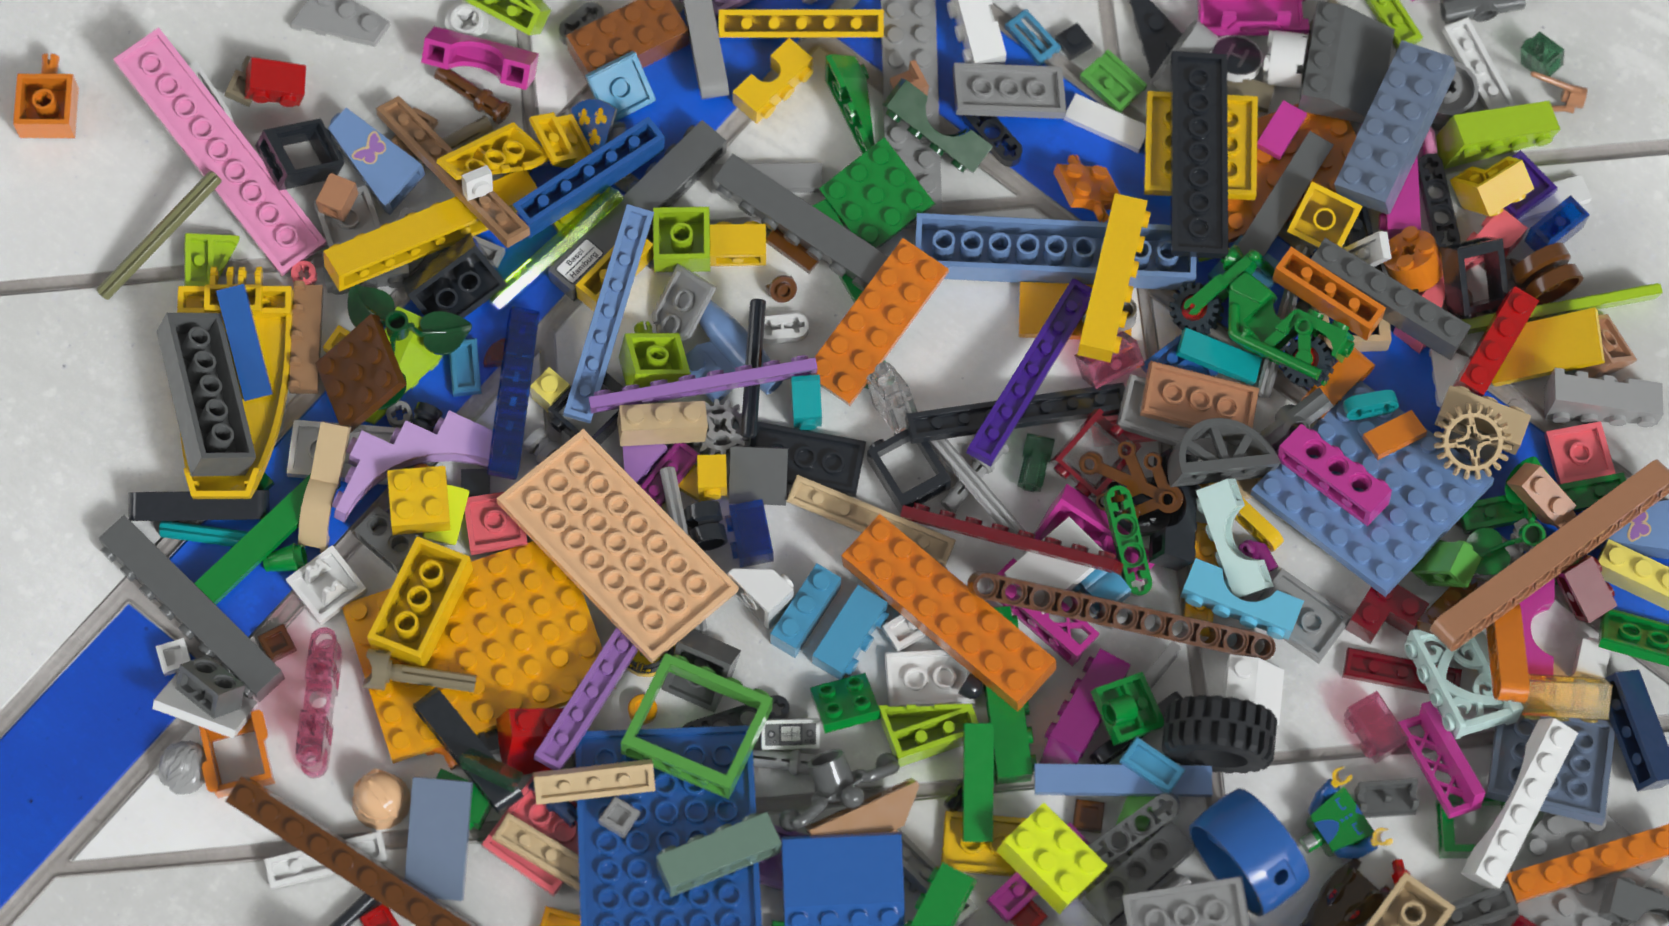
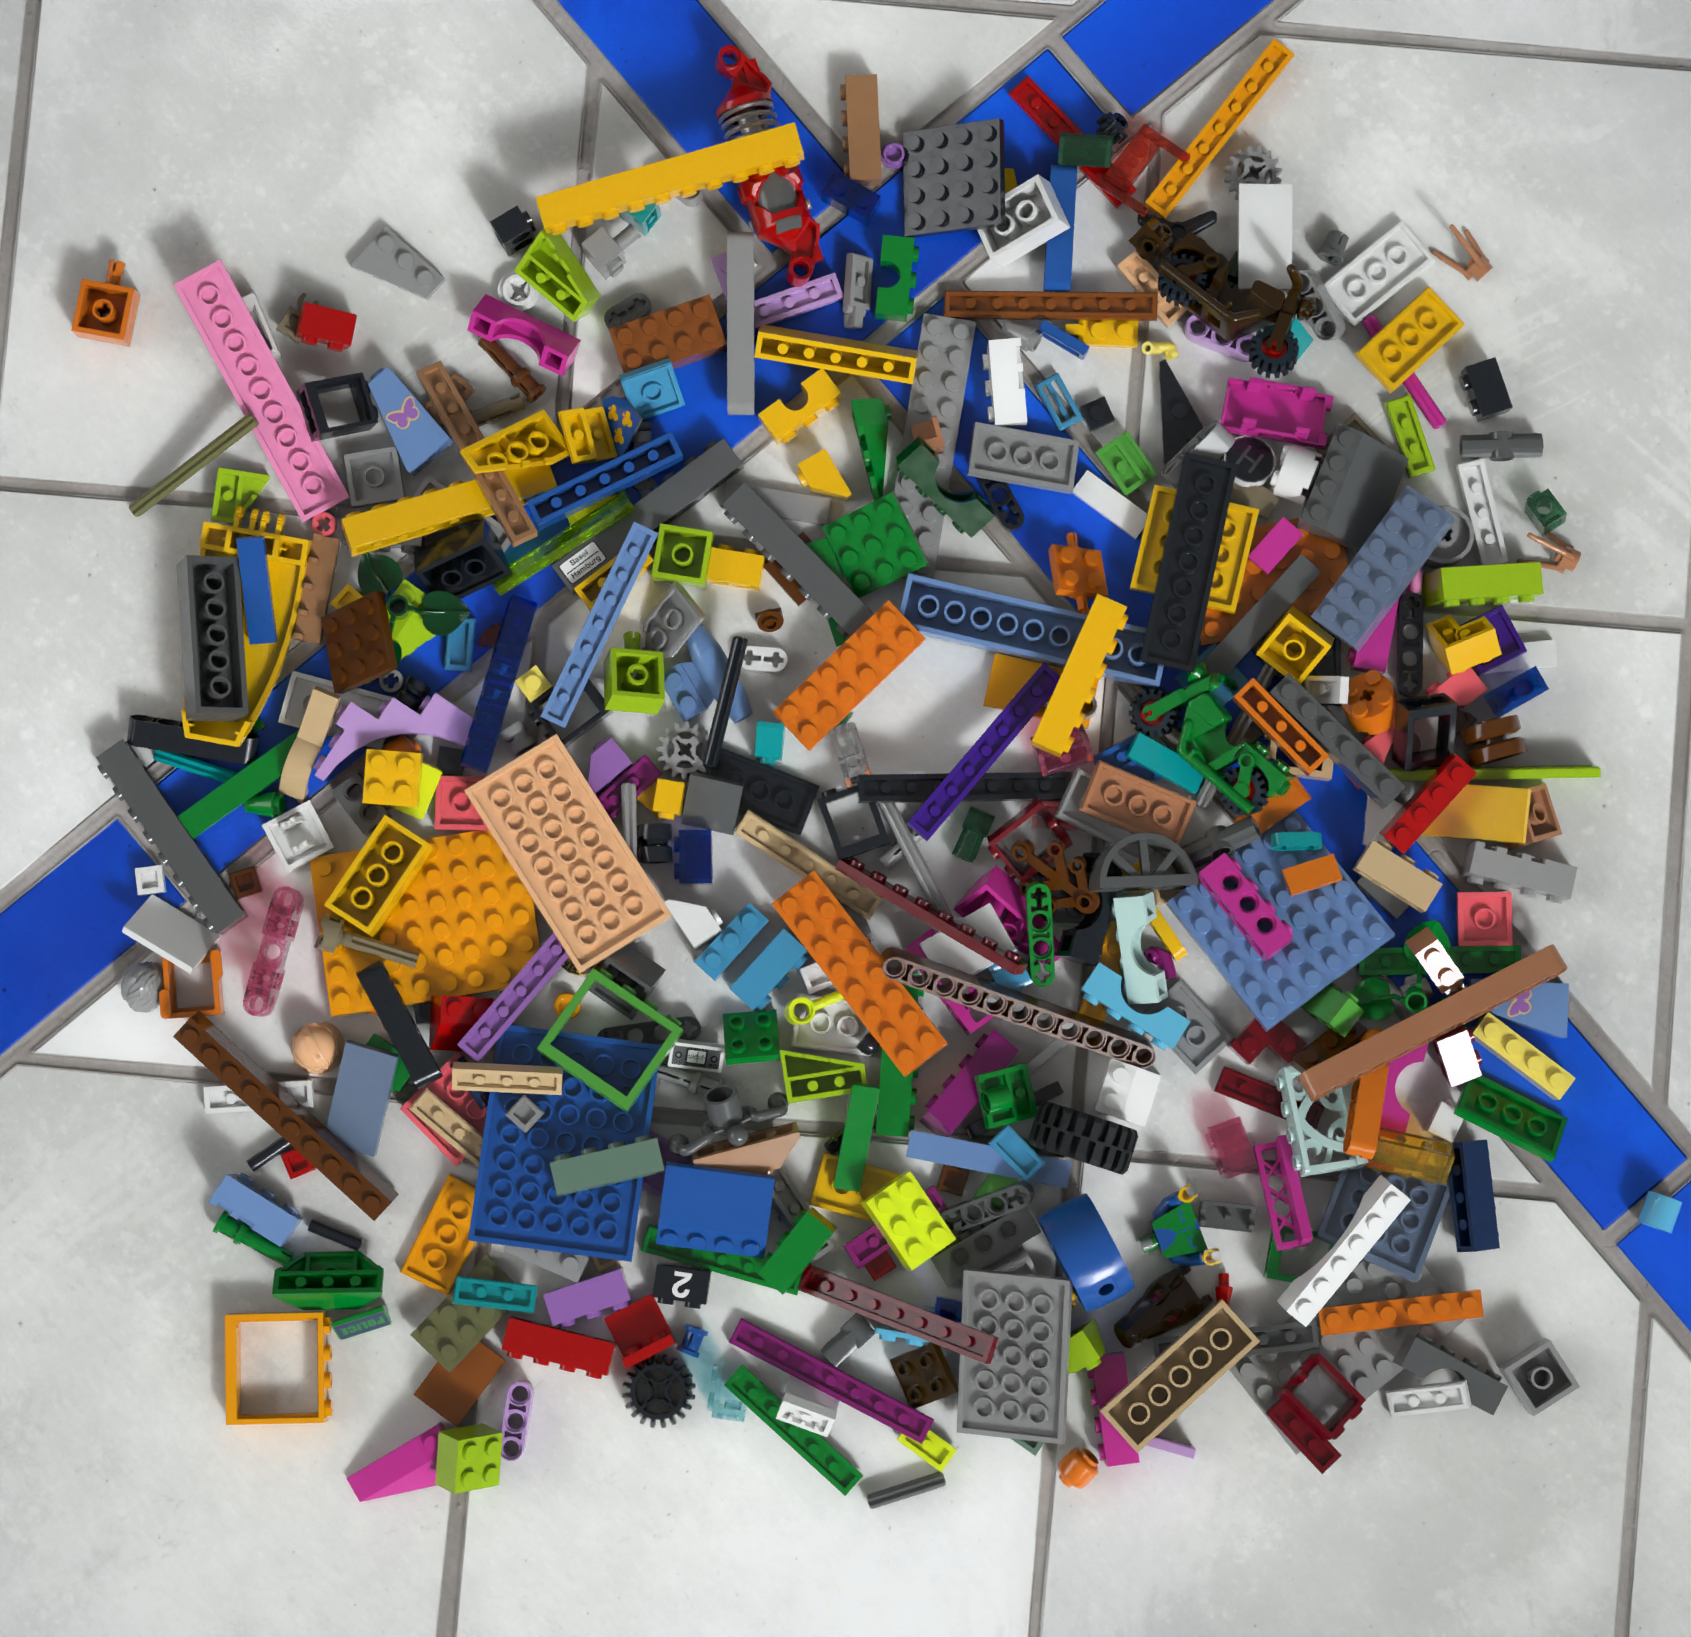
camera: 15 degrees right, 15 degrees up
(210, 686) = (177, 920): dark grey brick -> none
(337, 197) = (365, 457): nougat panel -> none
(477, 183) = (495, 478): white plate -> none
(491, 769) = (416, 1050): clear green slope -> none
(662, 423) = (630, 742): tan brick -> none
(713, 382) = (660, 713): medium lavender plate -> none
(810, 143) = (822, 476): none -> yellow slope
(901, 659) = (810, 1007): none -> neon yellow piece
(1498, 437) = (1370, 901): tan gear -> none

